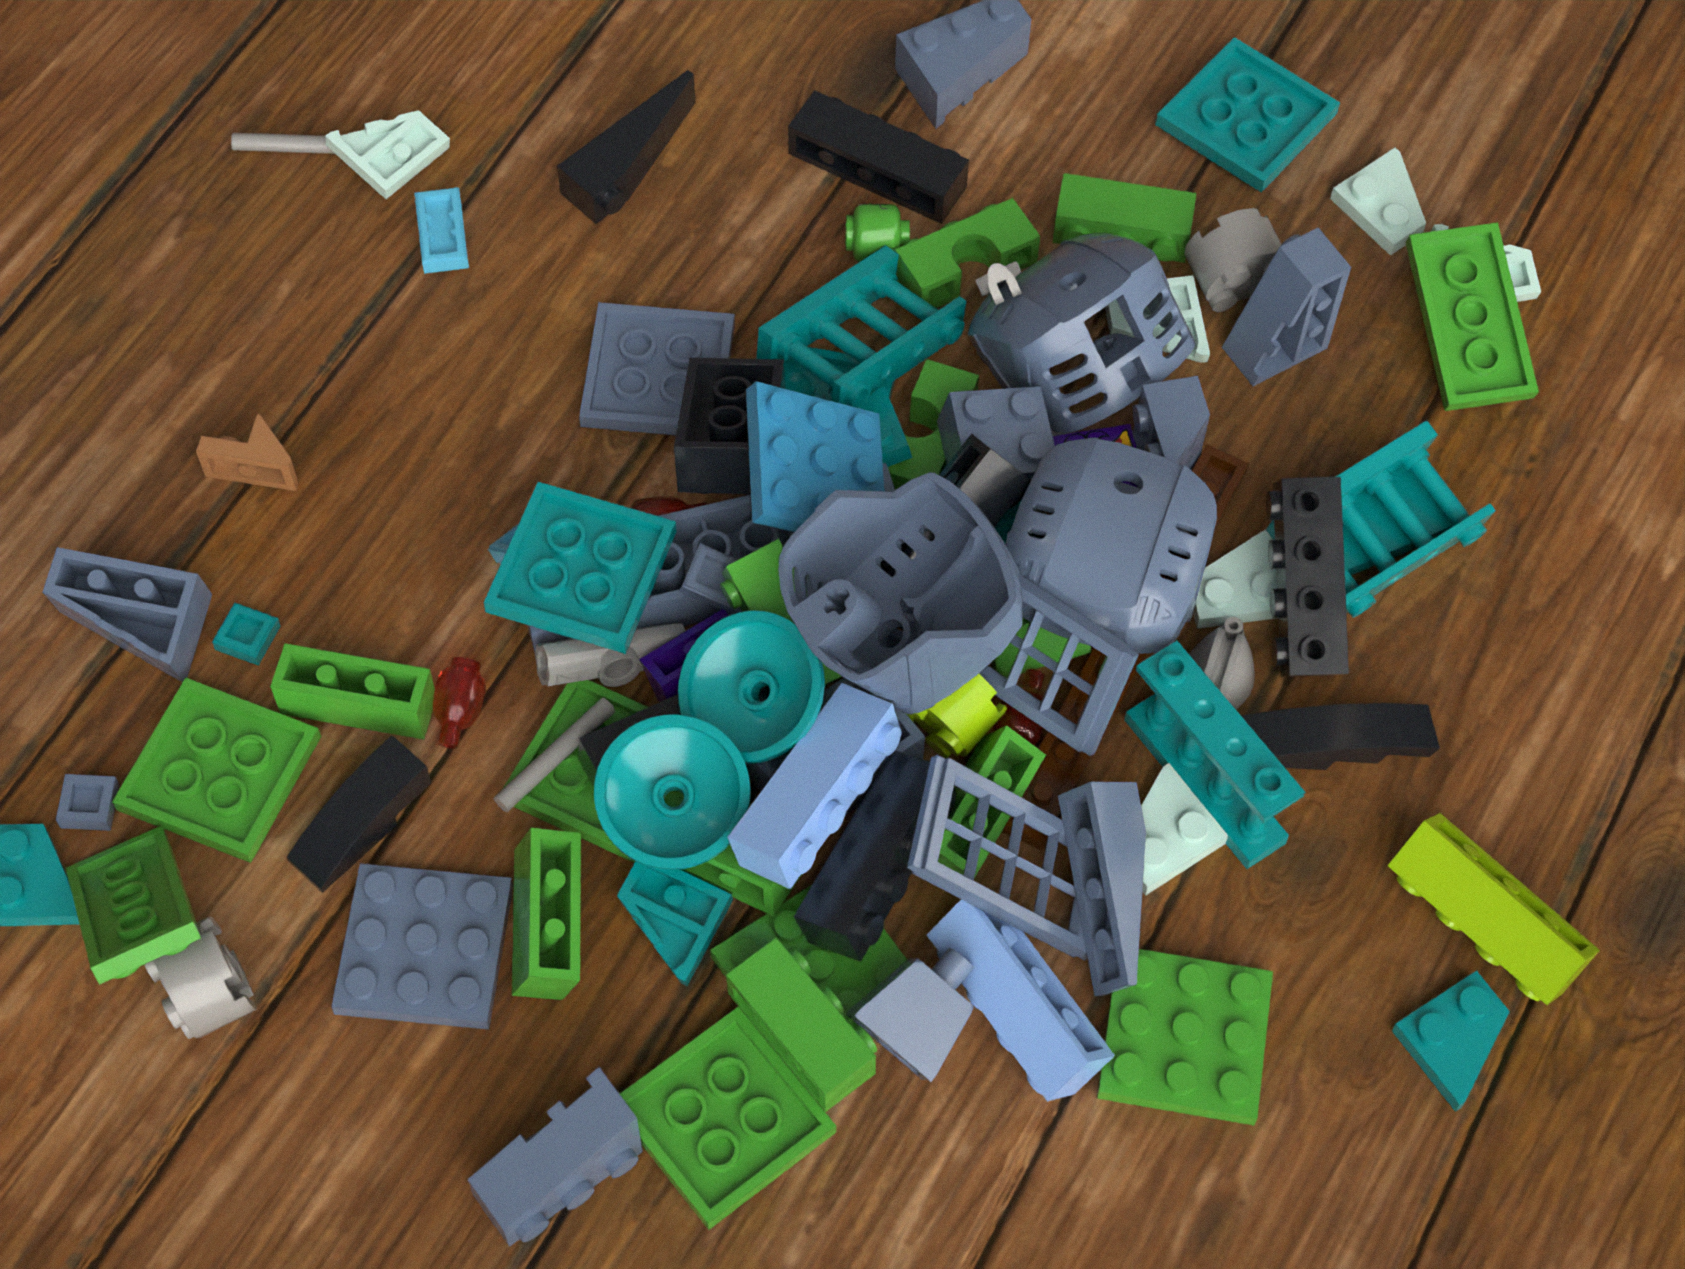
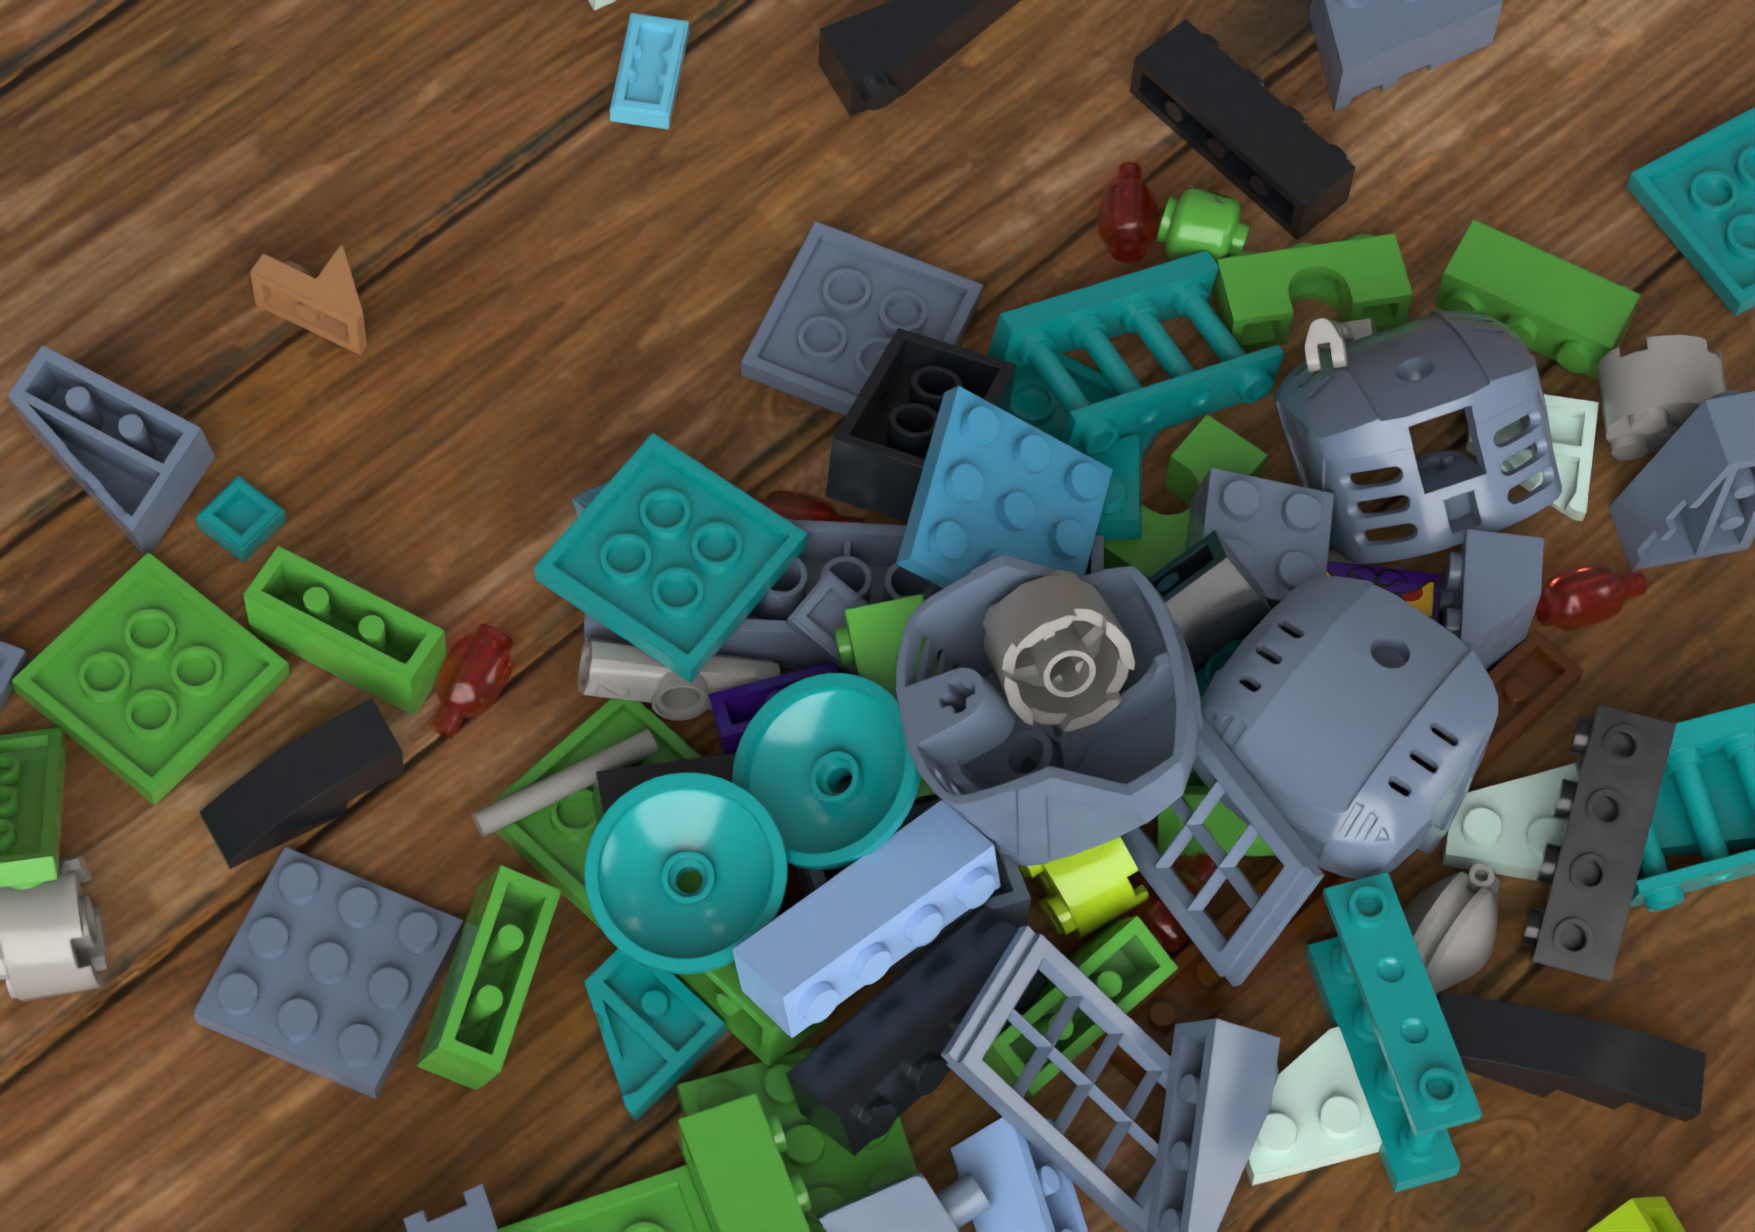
camera: 15 degrees right, 0 degrees up
(819, 238) = (1128, 215): none -> clear red plant
(895, 549) = (1058, 651): none -> light grey brick
(1234, 411) = (1586, 596): none -> clear red plant

